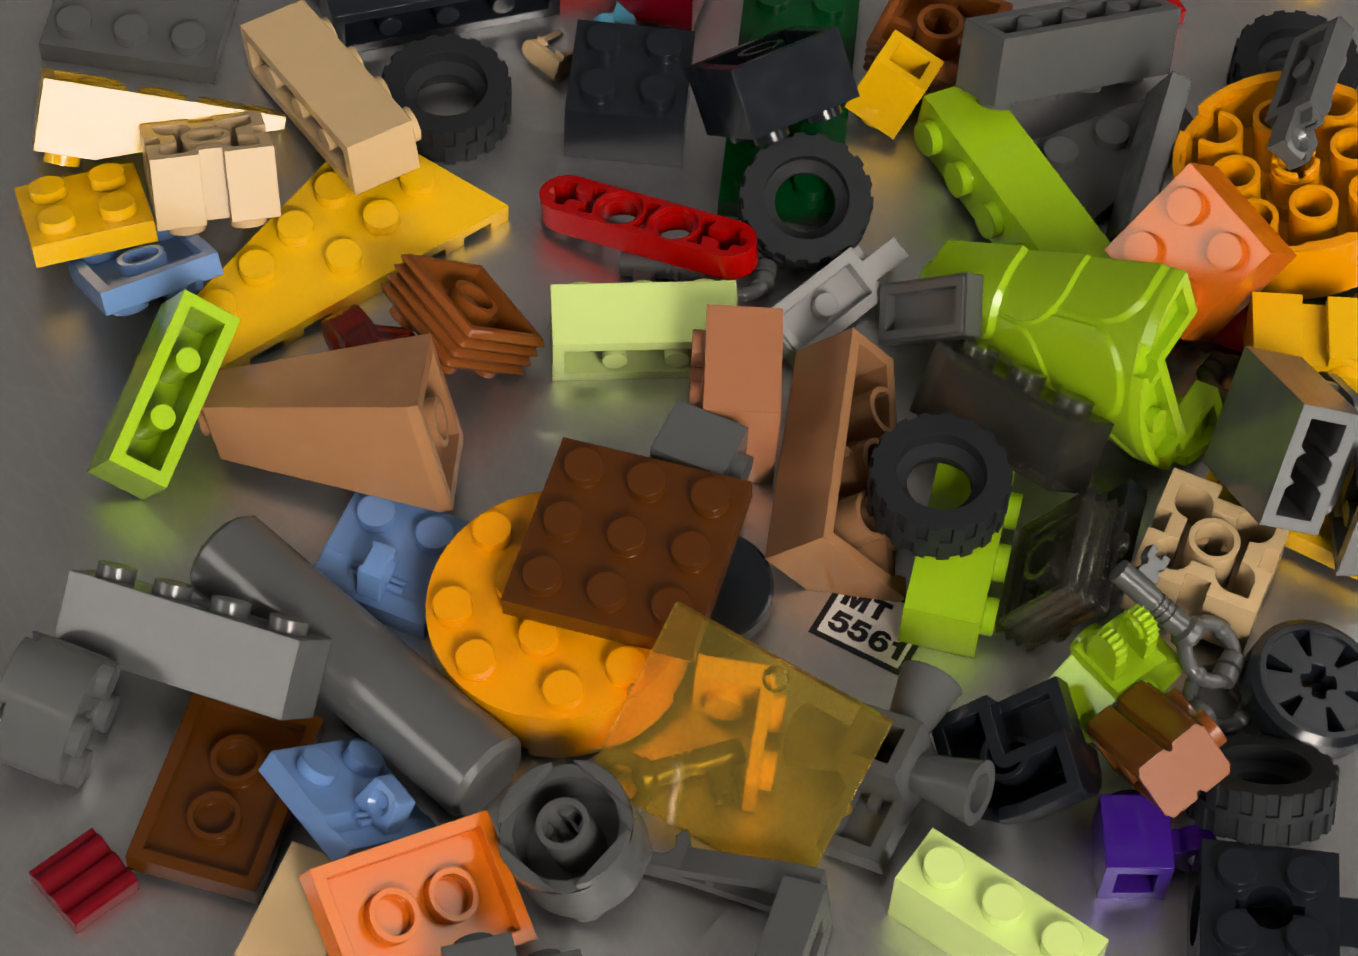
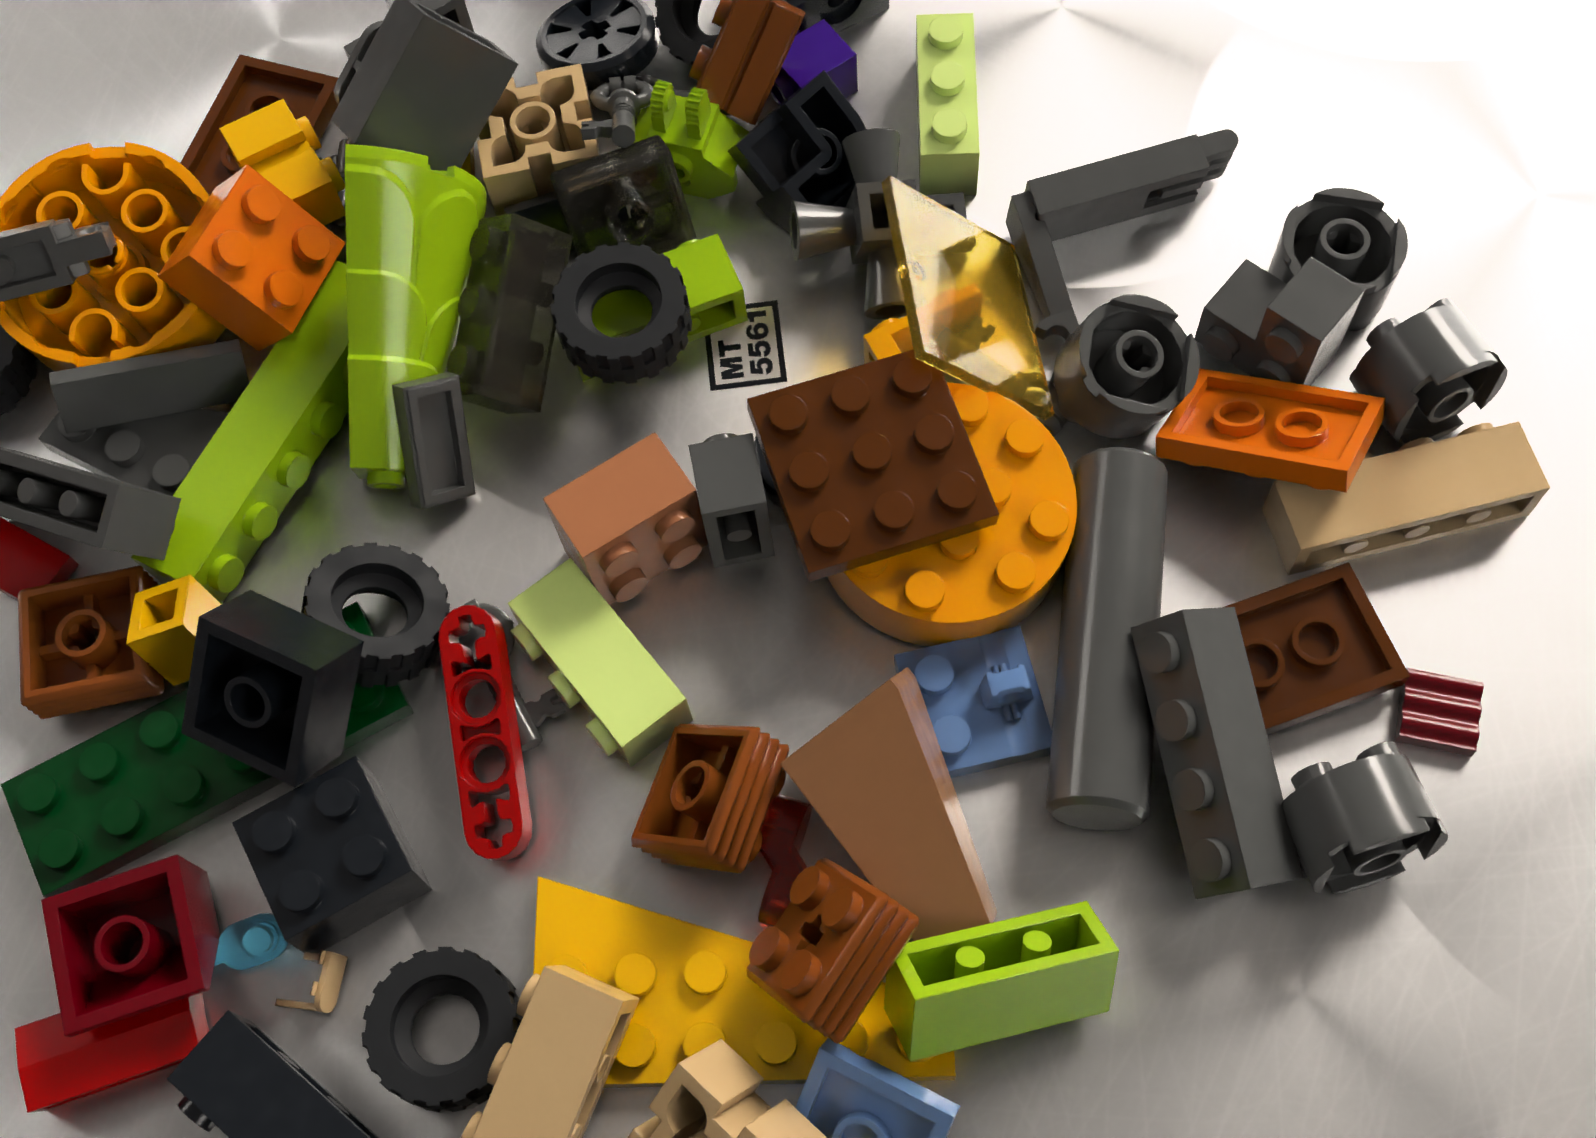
camera: 115 degrees left, 10 degrees up
(275, 292) = (830, 948): none -> dark orange brick
(344, 795) = (1228, 543): medium blue hinge -> none
(819, 514) = (682, 404): medium nougat wedge -> none
(836, 296) = (462, 541): light grey hinge -> none

